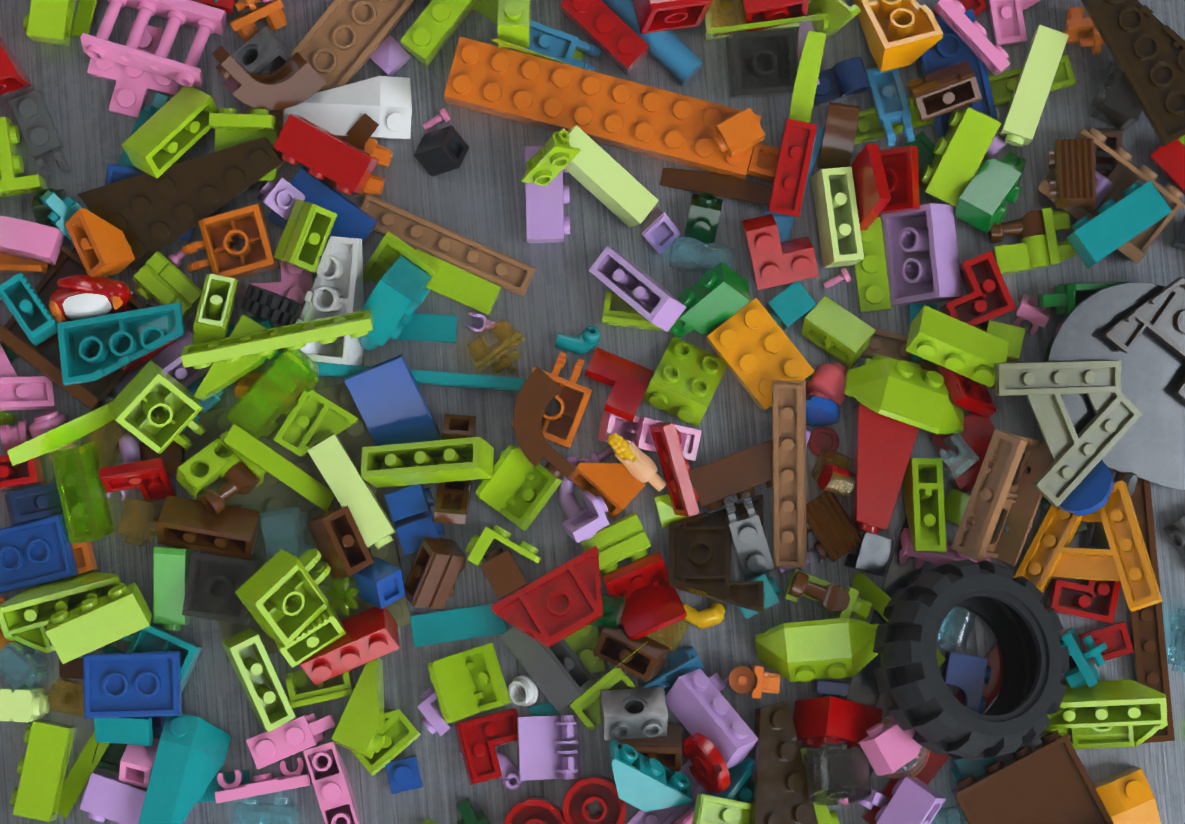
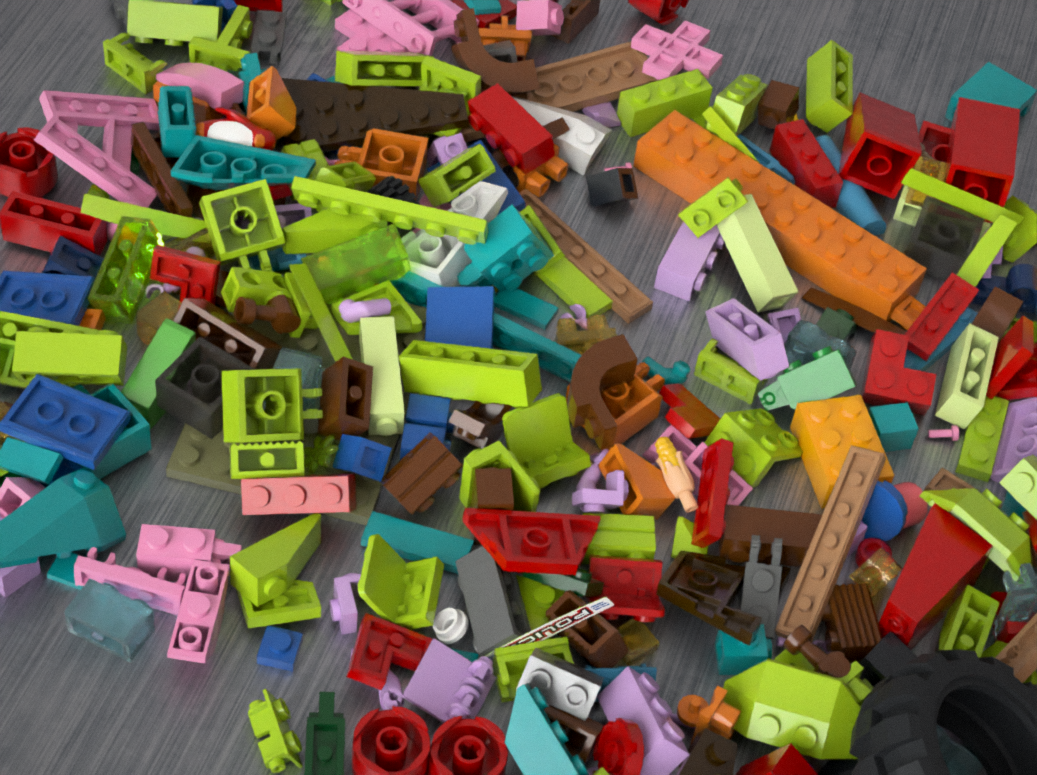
camera: 15 degrees right, 35 degrees down
(258, 679) = (190, 476): lime brick -> none
(305, 692) = (240, 528): lime hinge -> none
(307, 440) = (353, 311): none -> lavender arm
(707, 617) = (677, 648): yellow arm -> none
(738, 133) = (902, 258): orange brick -> none
(837, 331) = (927, 461): lime hinge -> none

